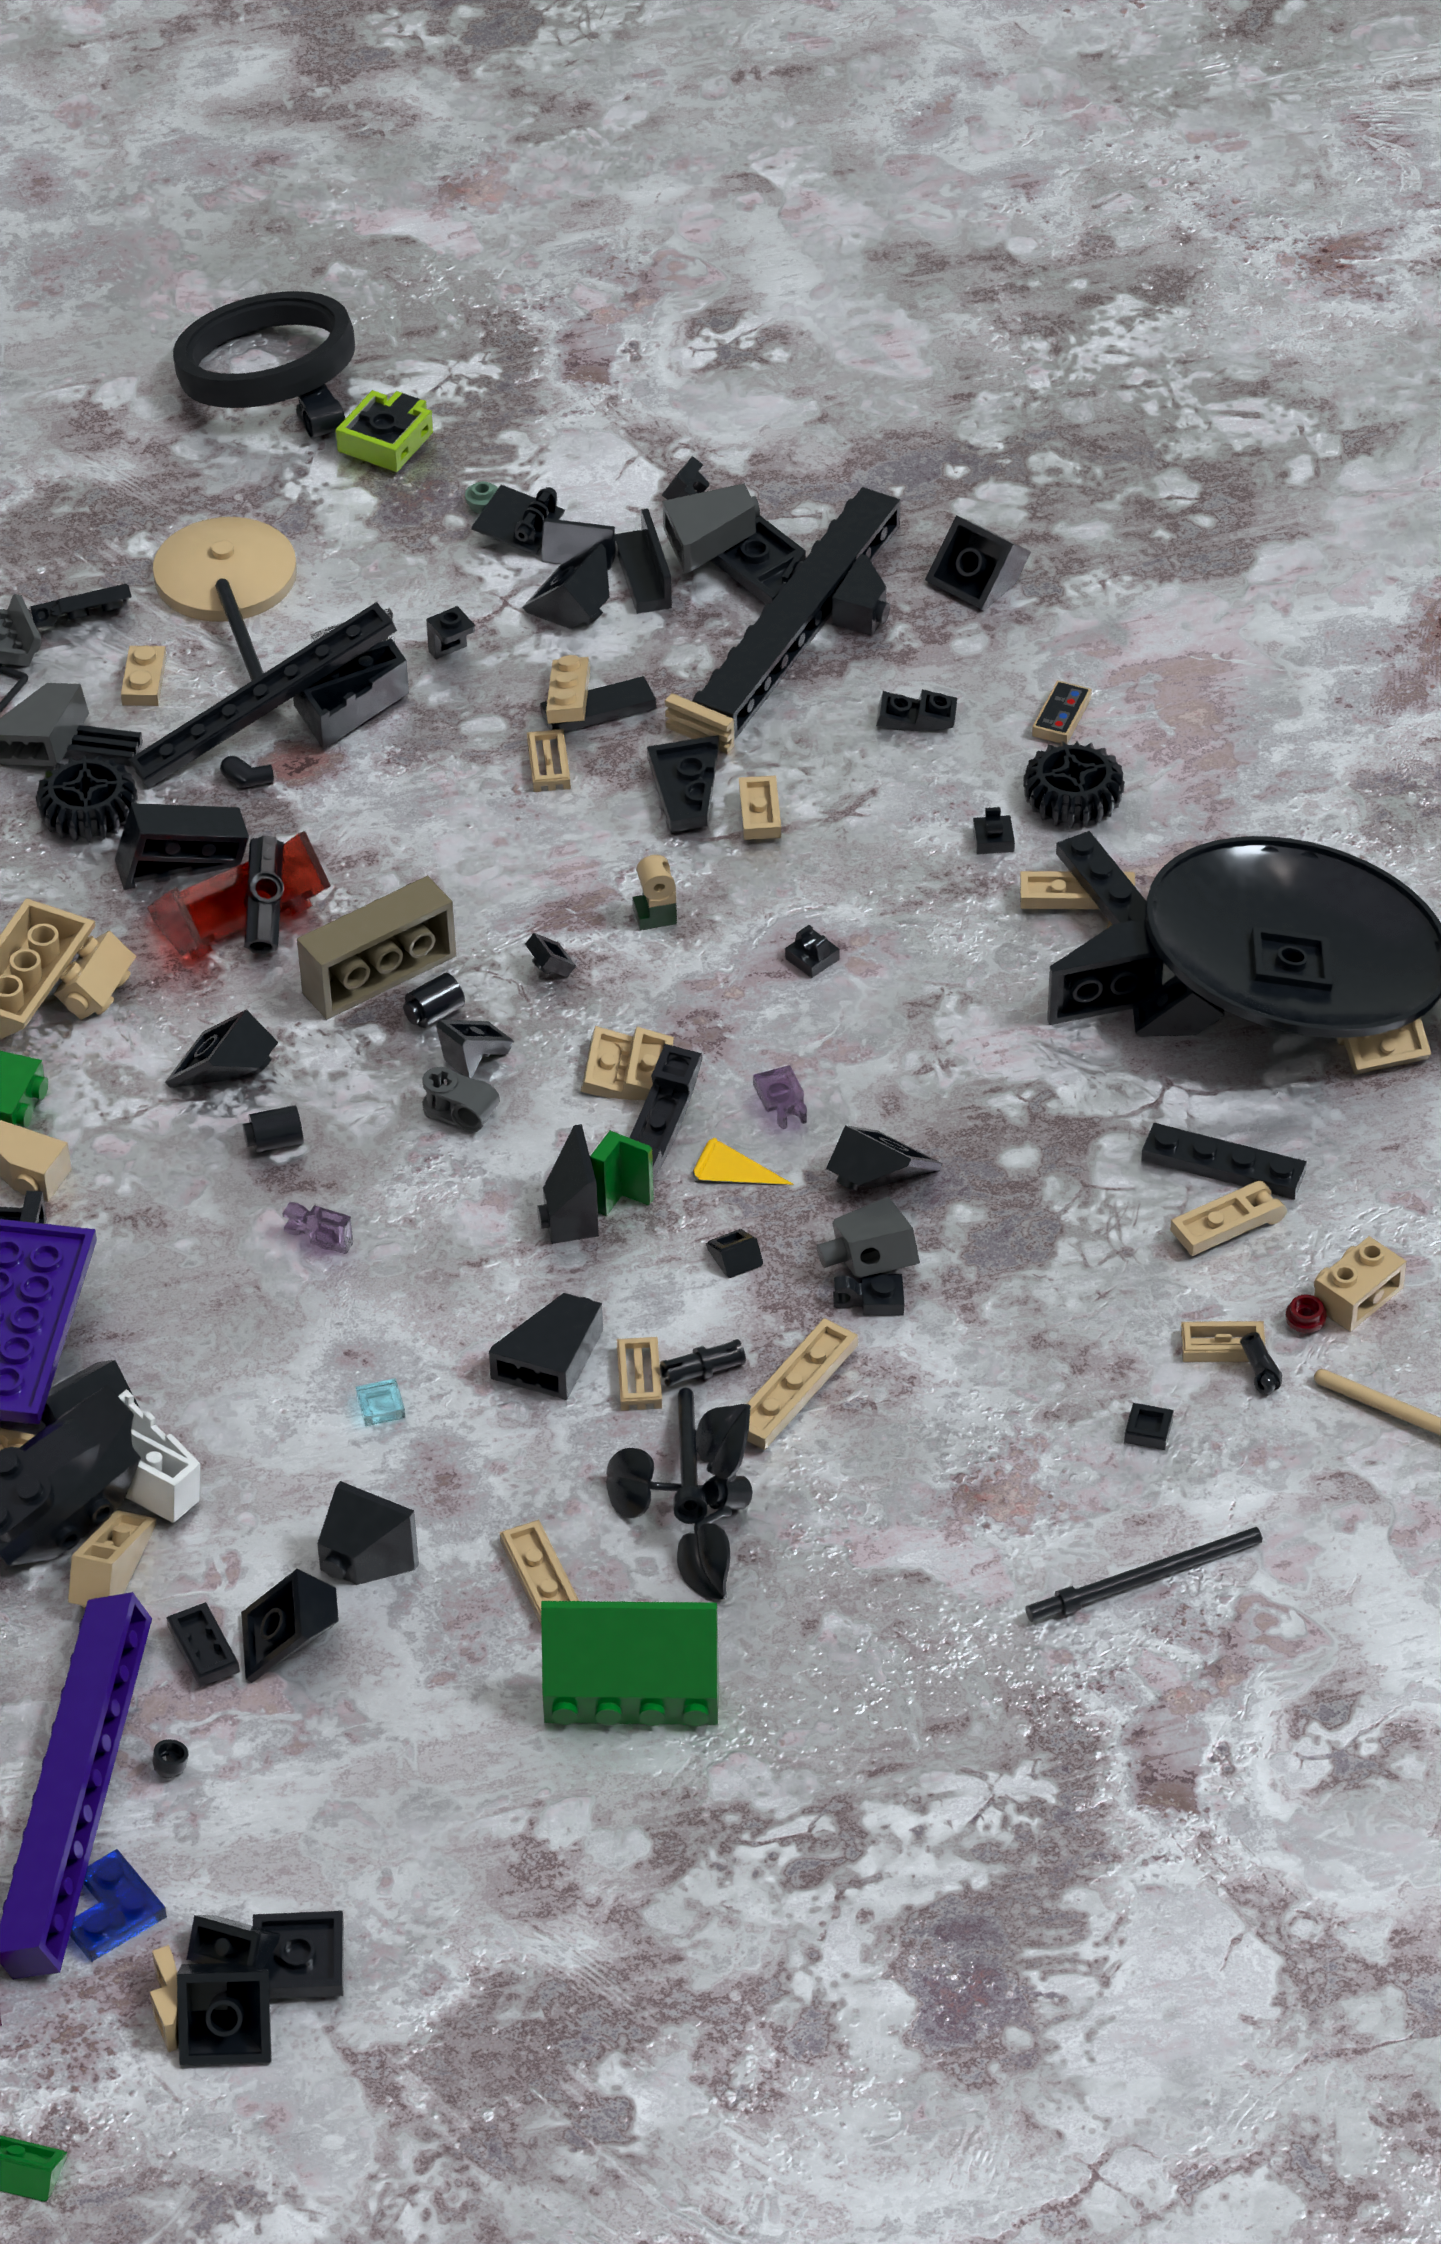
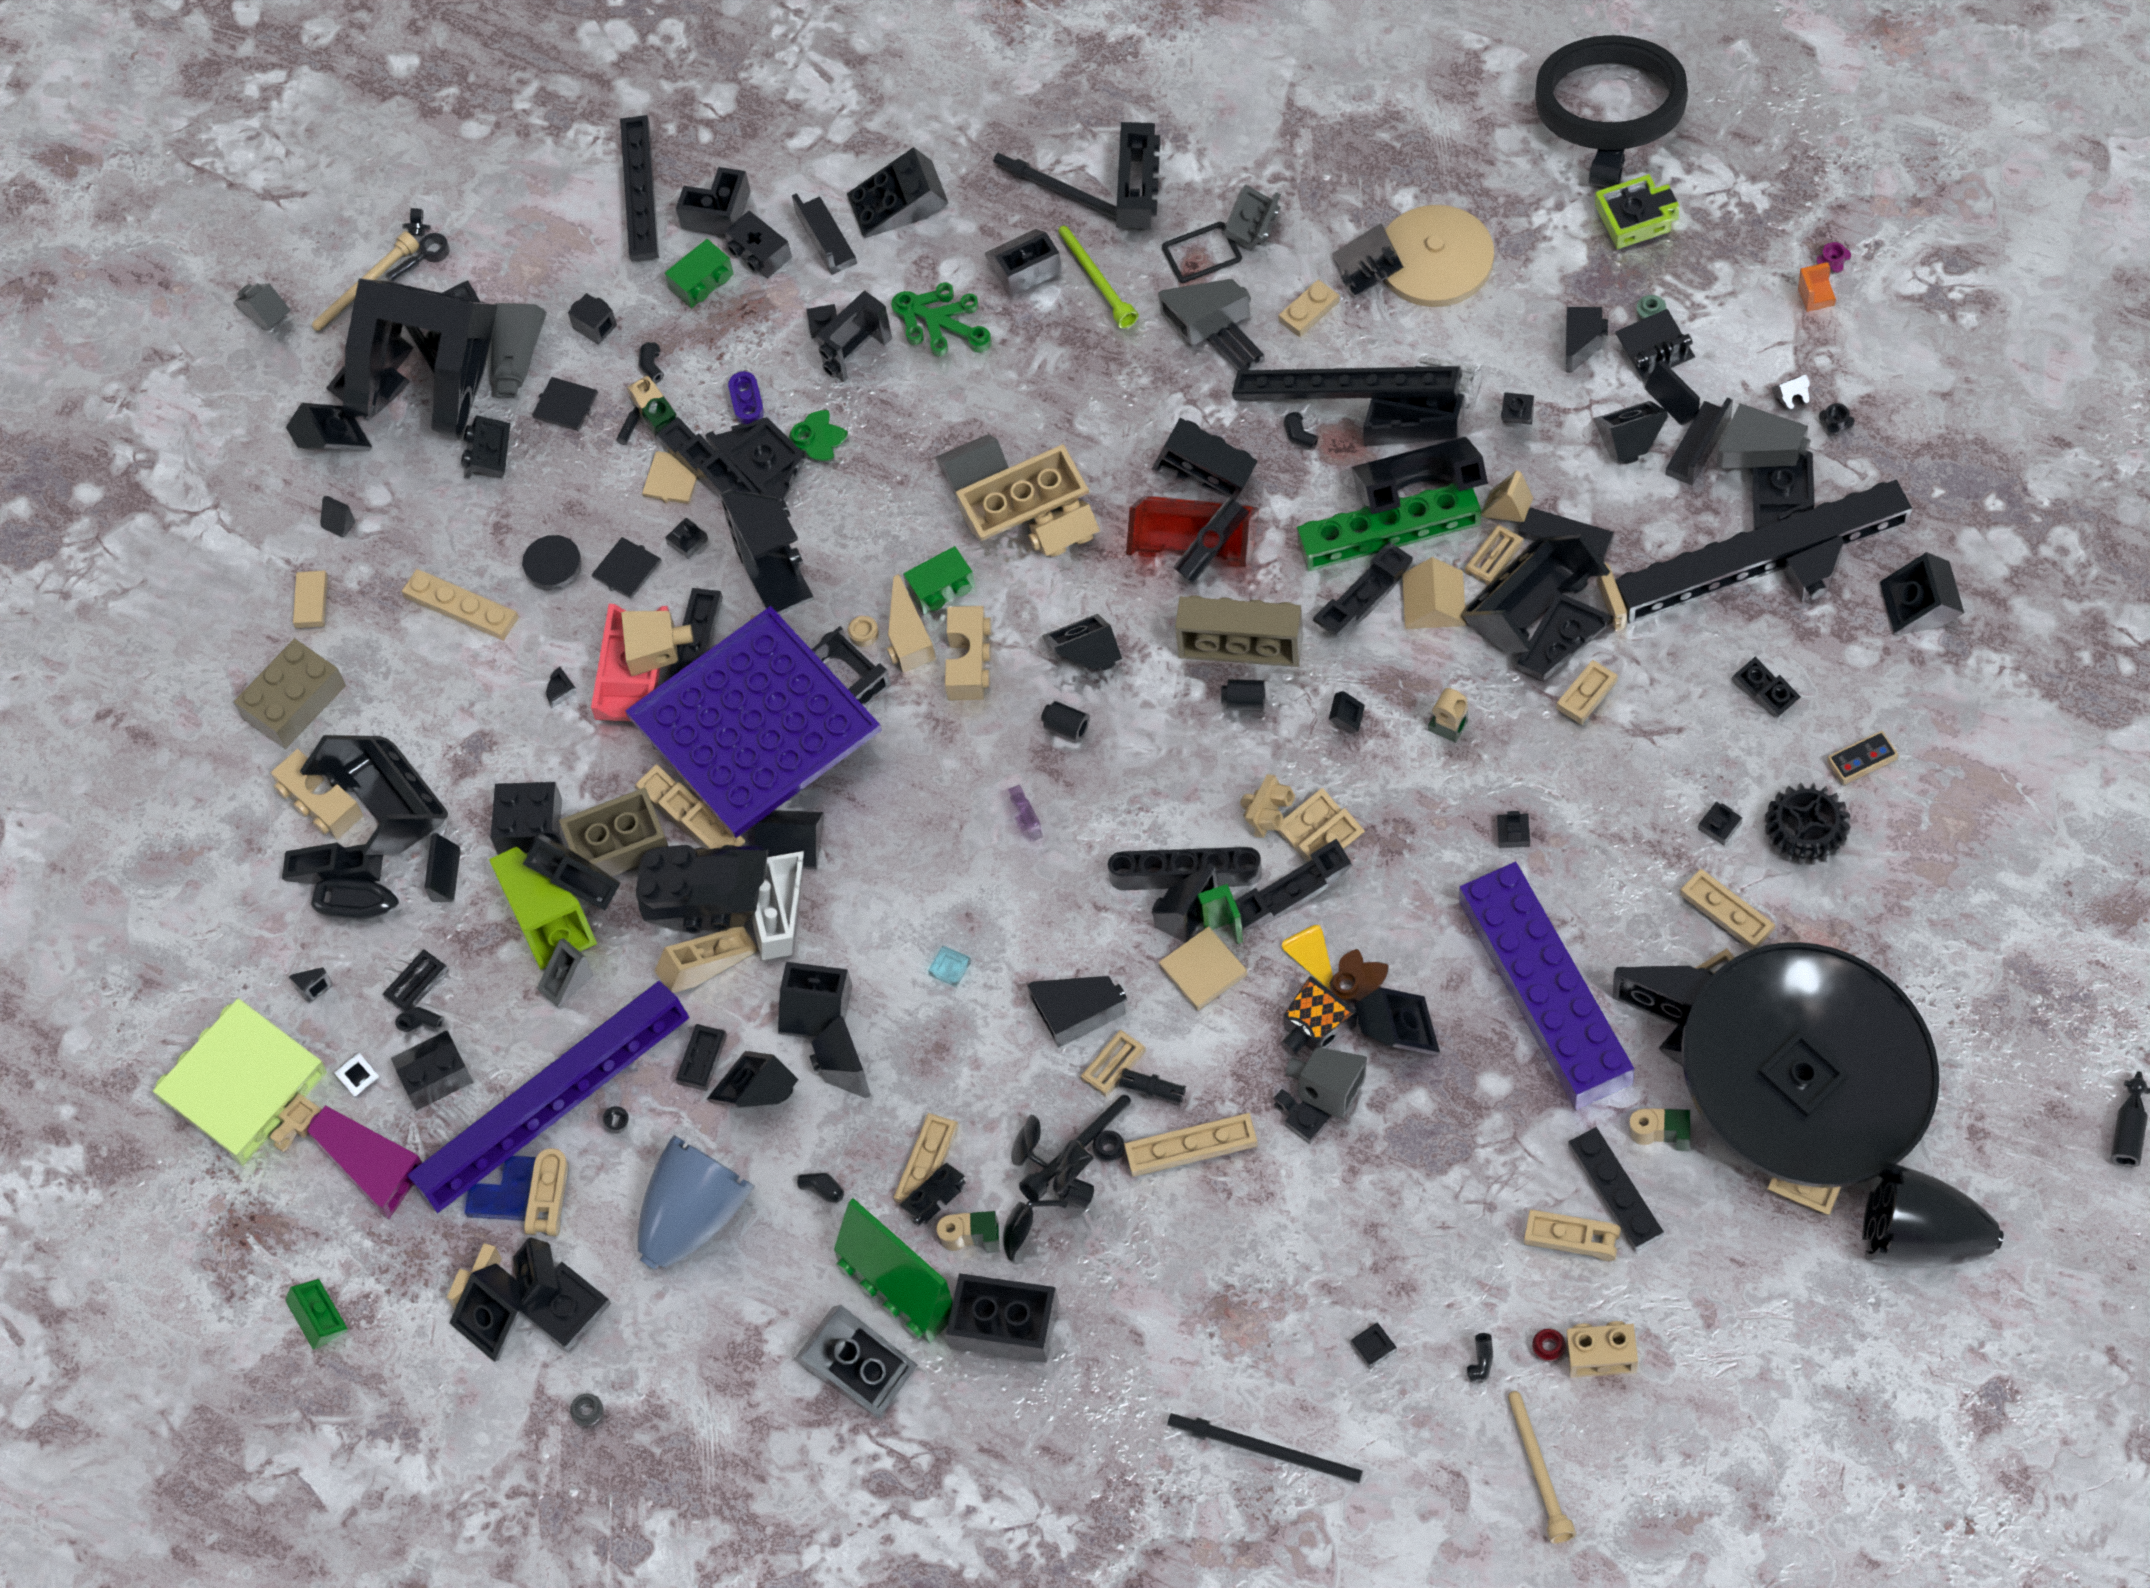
camera: 50 degrees right, 15 degrees up
(77, 606) = (1317, 224): black hinge -> none
(86, 798) = (1182, 374): black gear -> none
(125, 1151) = (967, 675): none -> tan arch
(165, 602) = (1367, 260): none -> black hinge
(165, 1871) = (546, 1192): none -> tan plate
(239, 628) = (1390, 318): black piece -> none
(274, 1511) = (812, 998): none -> black slope
(338, 1757) = (686, 1204): none -> sand blue cylinder
(394, 743) = (1452, 460): none -> black arch
(422, 791) = (1405, 530): none -> green brick
(424, 2017) = (583, 1401): none -> dark grey plate
(440, 546) = (1583, 334): none -> black slope
(458, 849) = (1366, 593): none -> black slope
(459, 1660) = (823, 1184): none -> black arm
(460, 1102) = (1191, 783): dark grey piece -> none
(467, 1041) = (1237, 743): black slope -> none
(516, 704) = (1509, 499): none -> tan slope
(522, 1175) = (1171, 860): none -> black beam
(525, 823) = (1433, 595): none -> tan slope
(552, 1076) = (1263, 805): none -> tan hips
(568, 689) = (1550, 510): tan plate -> none
(586, 1576) = (942, 1186): none -> black hinge
(607, 369) = (1835, 250): none -> magenta plate
(609, 754) = (1529, 587): none -> black windscreen
(616, 401) = (1815, 287): none -> orange panel
(640, 1242) = (1203, 968): none -> tan tile
(662, 1781) = (855, 1361): none -> black slope
(665, 1583) = (969, 1229): none -> leg
(735, 1252) = (1251, 1020): black slope -> none
(752, 478) = (1836, 411): none -> black plate
(781, 1092) = (1387, 923): clear purple plate -> none
(782, 1637) = (1002, 1317): none -> black brick
(799, 1156) = (1361, 975): none -> reddish brown plate
(800, 1205) = (1316, 1018): none -> black torso
(985, 1043) = (1546, 986): none -> dark purple brick
(1101, 878) = (1743, 914): black plate -> none
(1214, 1082) = (1661, 1126): none -> leg
(1222, 1347) = (1501, 1339): tan tile -> none

